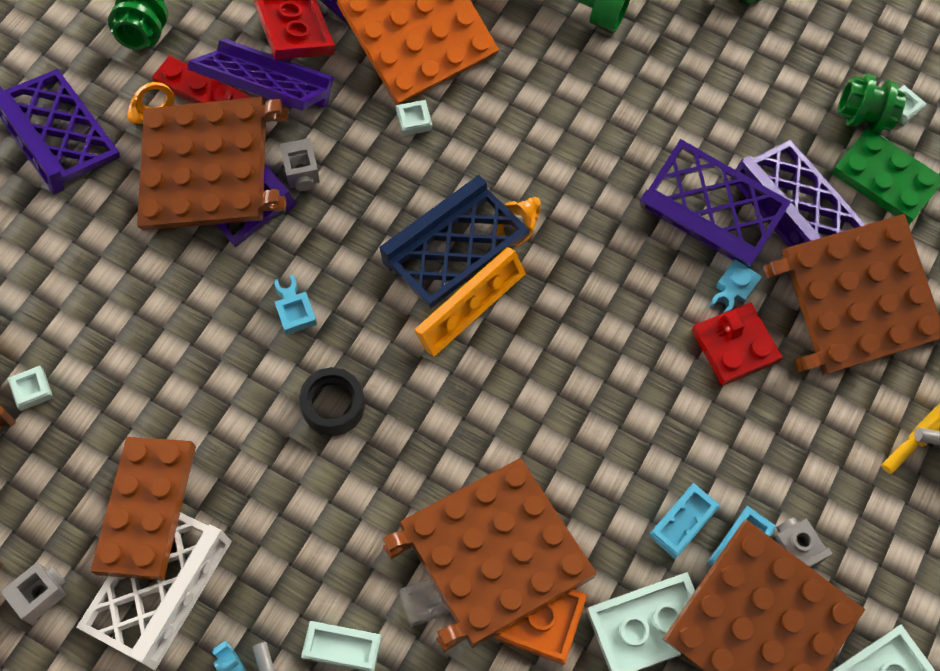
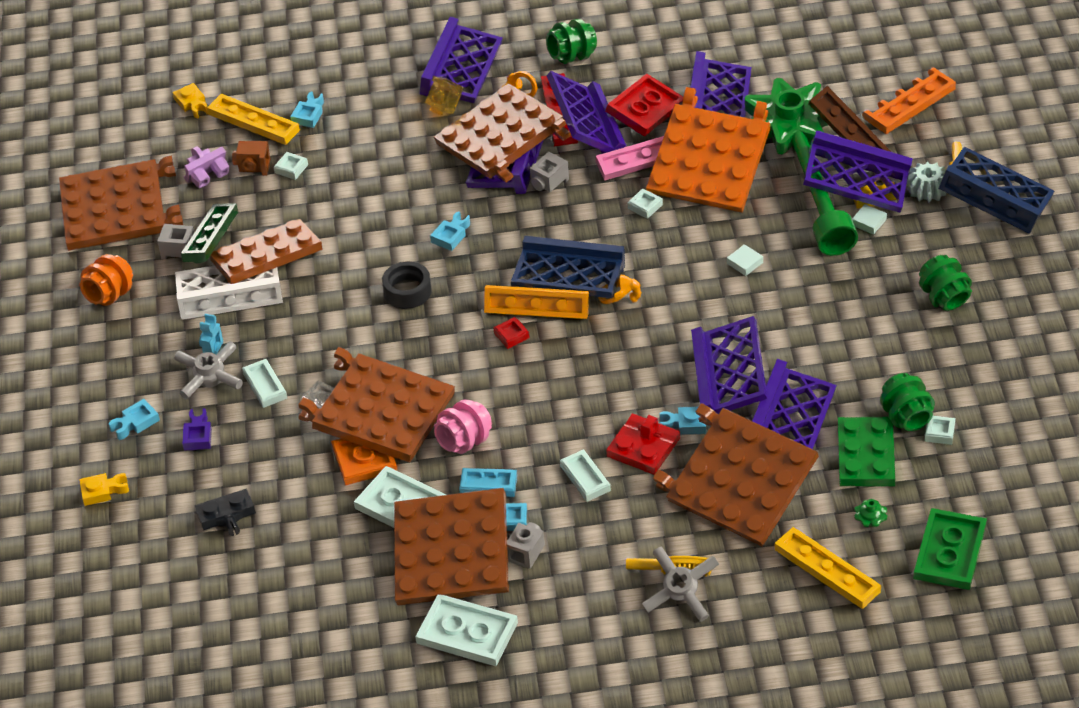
camera: 60 degrees right, 20 degrees down
(63, 550) = (209, 233): none -> dark green plate
(94, 165) = (443, 95): none -> clear yellow brick
(348, 86) = (628, 159): none -> bright pink plate
(484, 352) = (511, 332): none -> red tile
(566, 95) = (745, 260): none -> light aqua tile
(597, 492) = (462, 426): none -> bright pink piece
(738, 423) = (585, 475): none -> light aqua tile

